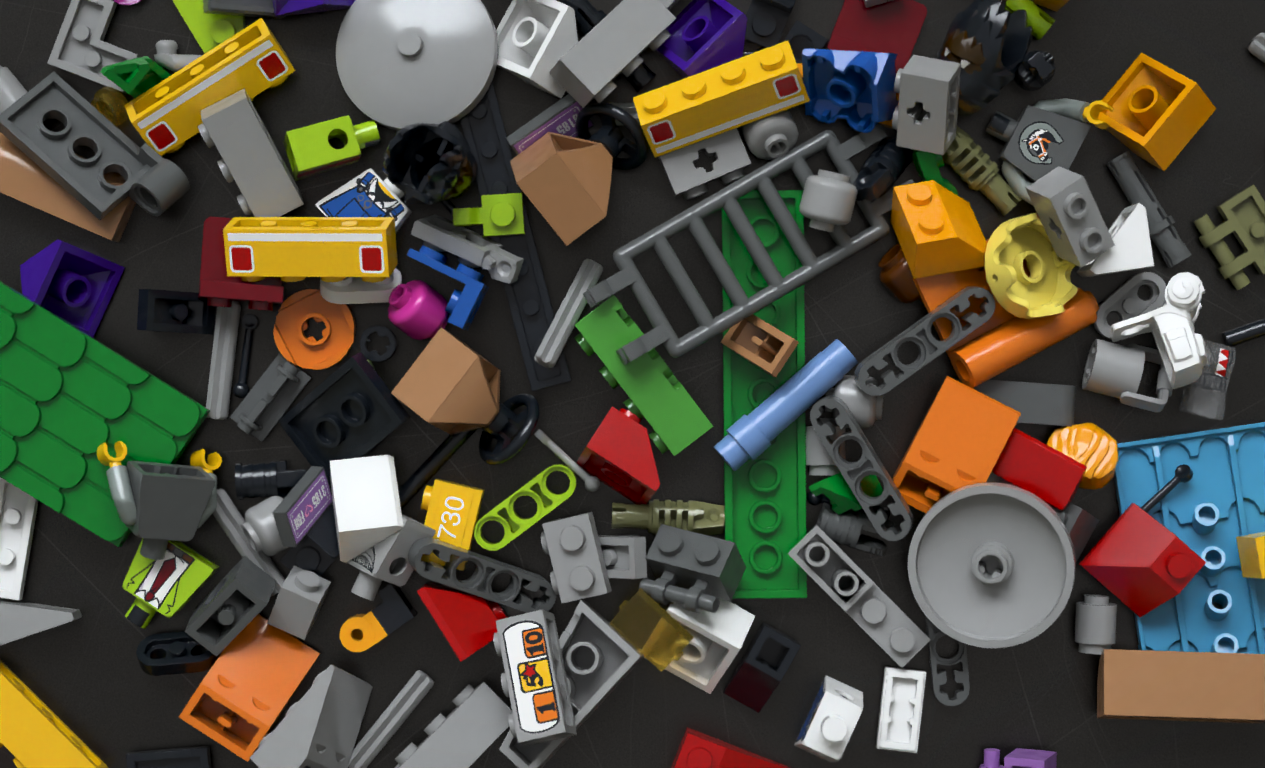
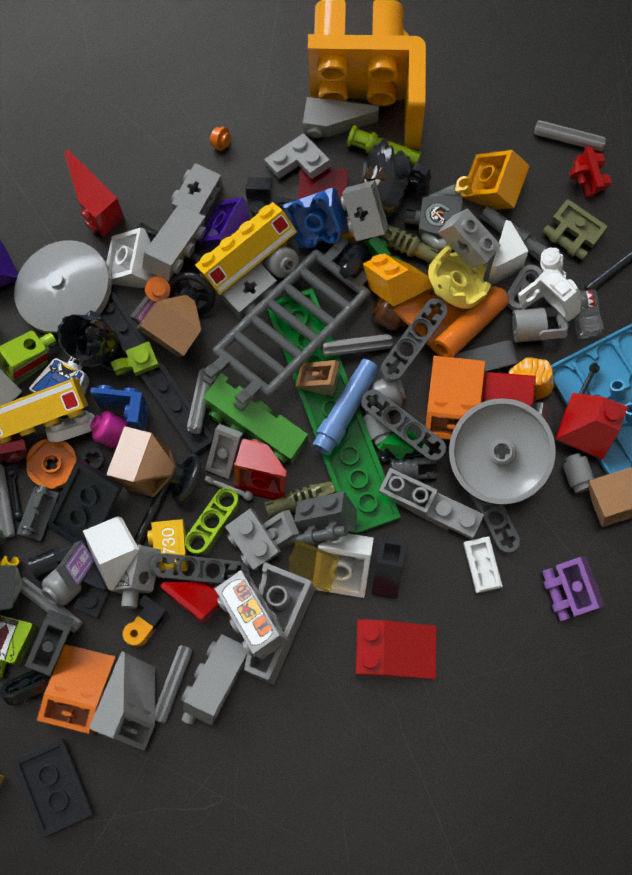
camera: 10 degrees left, 15 degrees down
(299, 602) = (92, 626): light grey brick -> none
(469, 246) = (149, 384): light grey hinge -> none
(561, 115) = (157, 289): none -> orange plate
(578, 405) = (224, 451): none -> light grey slope
(828, 200) = (327, 281): light grey head -> none
(831, 720) = (442, 587): white torso -> none
(838, 308) = (356, 345): none -> light grey axle

